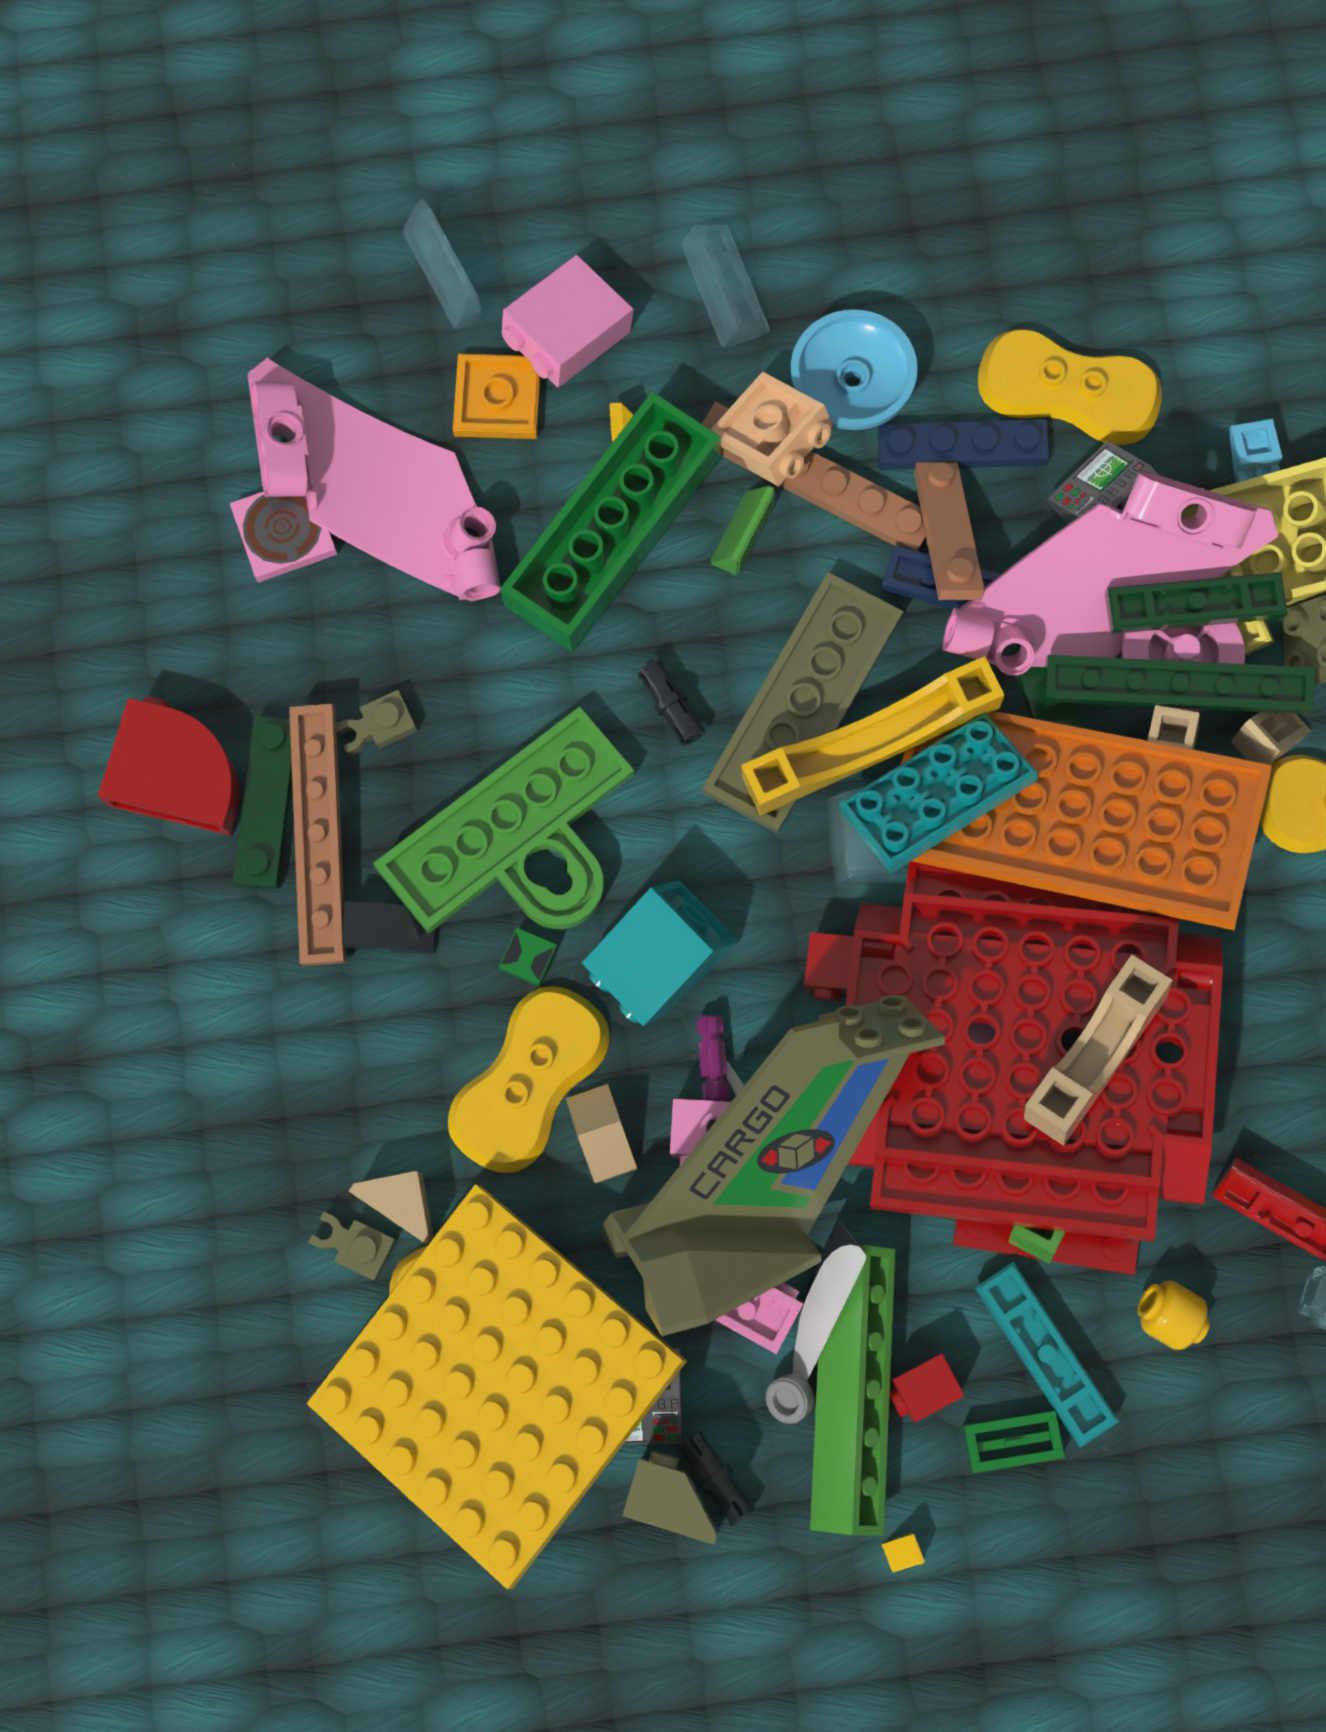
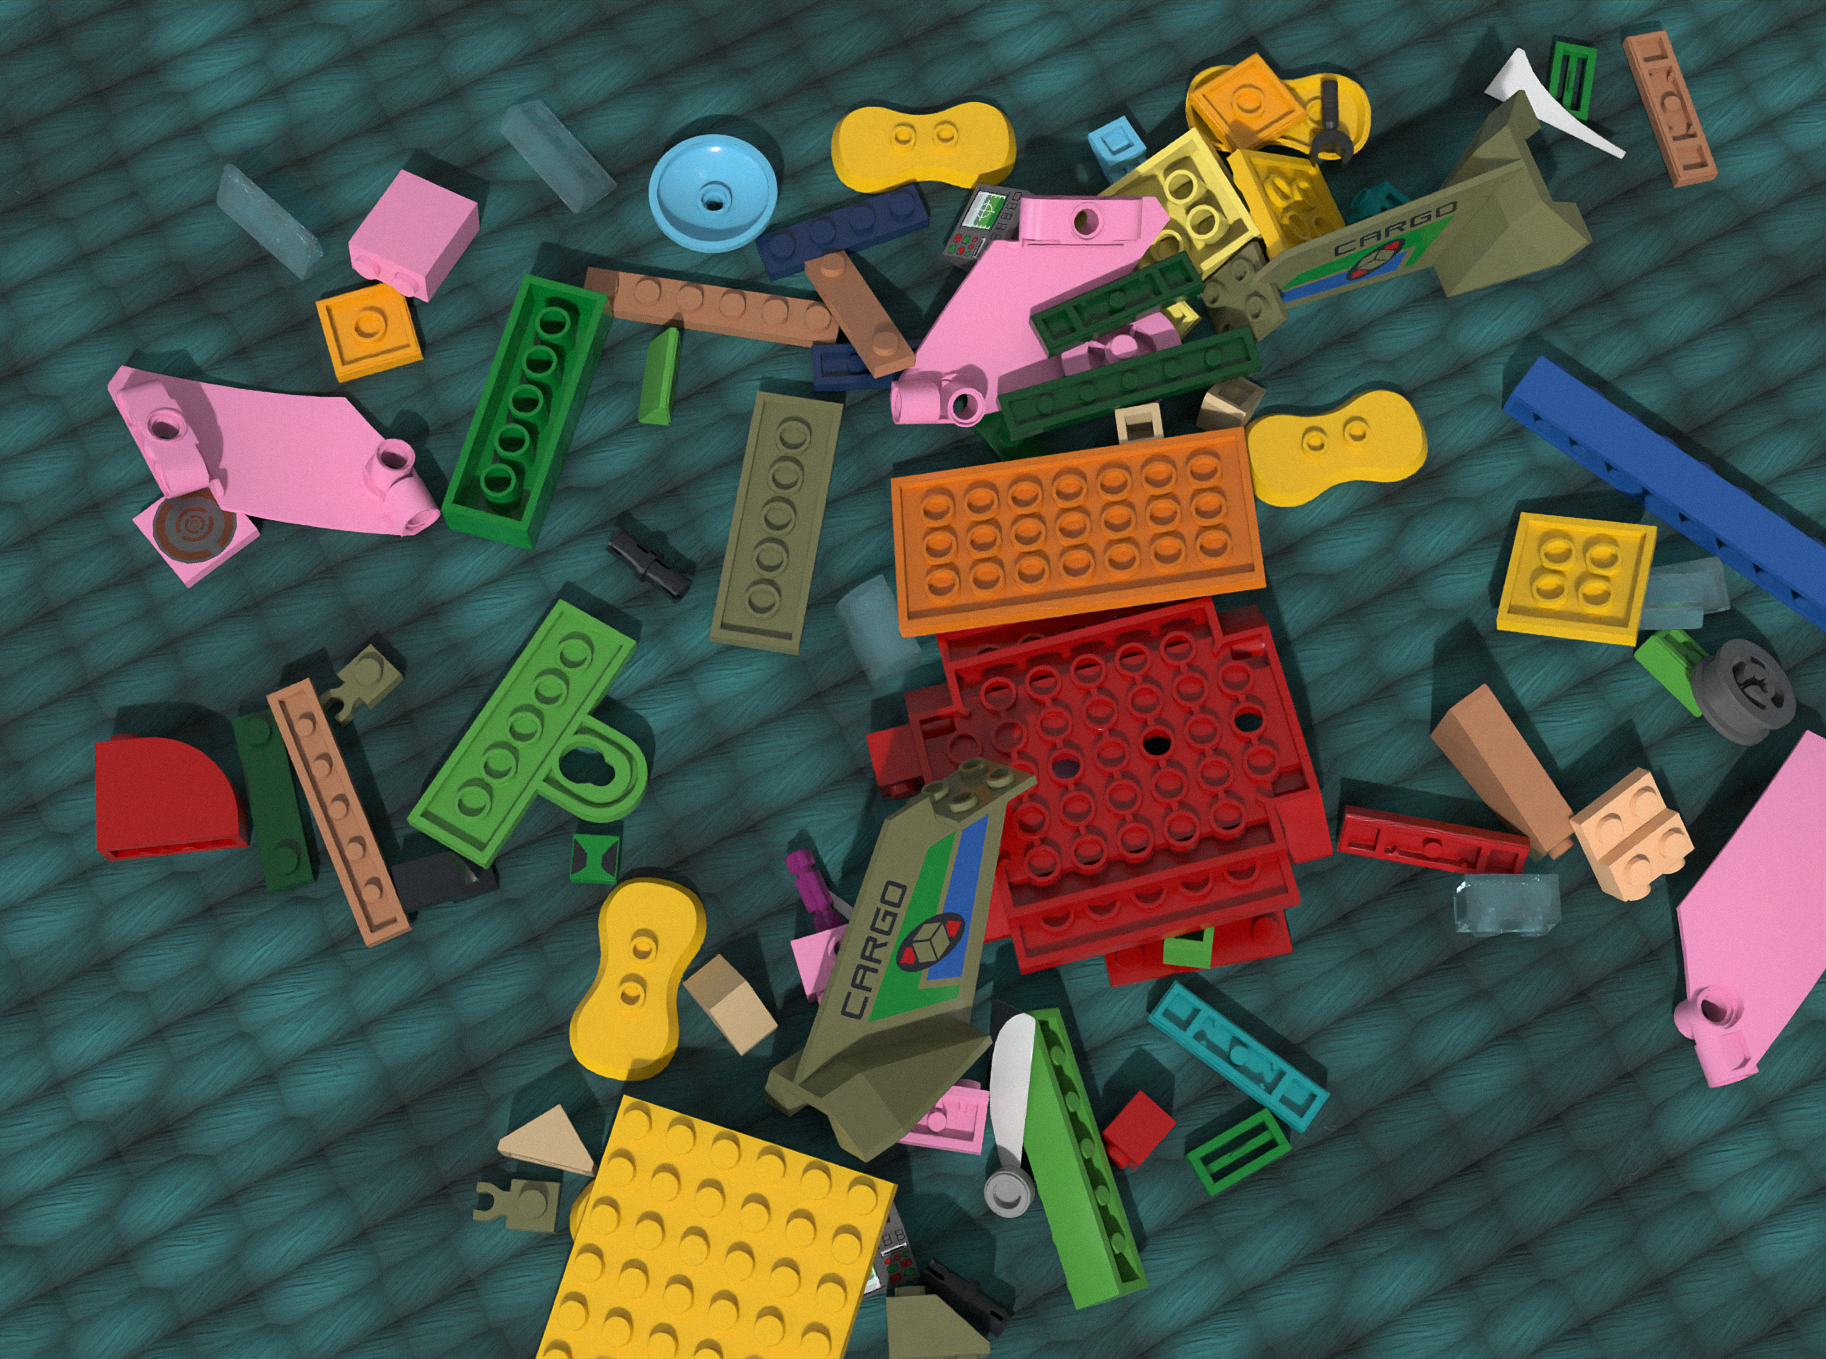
camera: 30 degrees left, 5 degrees down
(619, 418) = (499, 311): yellow piece -> none
(658, 952) = (723, 807): teal slope -> none
(773, 428) = (656, 271): light nougat plate -> none
(823, 760) = (816, 569): yellow arch -> none
(903, 1552) = (1173, 1299): yellow piece -> none
(938, 792) = (940, 559): teal tile -> none
(1099, 1051) = (1184, 740): tan arch -> none
(1173, 1315) = (1343, 974): yellow head -> none

